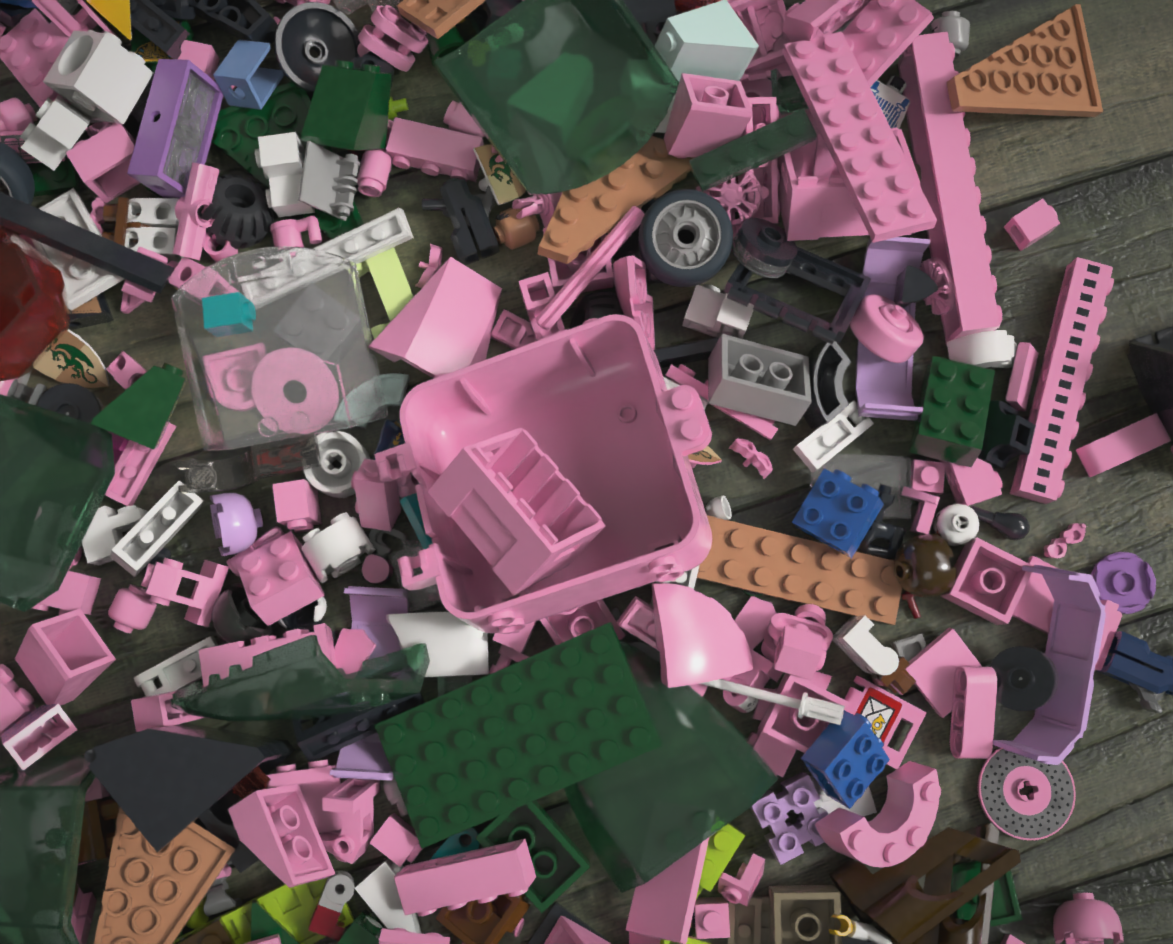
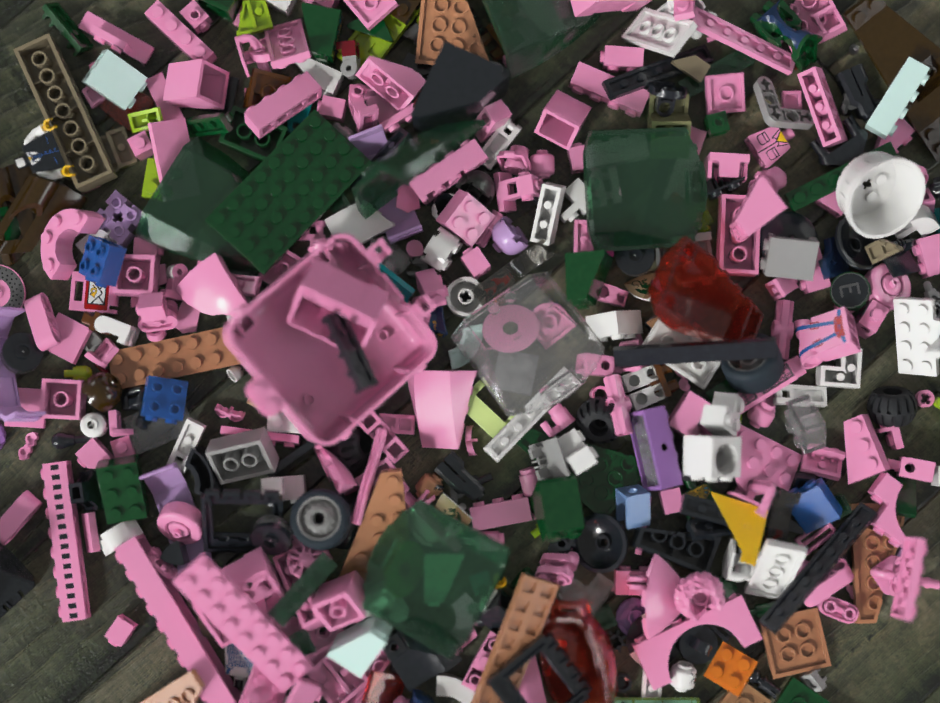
camera: 155 degrees right, 5 degrees up
(37, 734) = (554, 73): bright pink torso -> none
(144, 327) = (616, 324): none -> white brick
(163, 631) = (516, 161): none -> bright pink piece
(228, 314) = (559, 348): teal brick -> none
(528, 435) = (350, 351): none -> black hinge
(591, 900) = (209, 124): none -> dark green plate
(744, 885) = (131, 168): bright pink bracket -> none
(807, 706) = (135, 278): white piece -> none
(900, 624) = (103, 353): none -> bright pink tile
(948, 612) = (79, 372): none -> lime cylinder

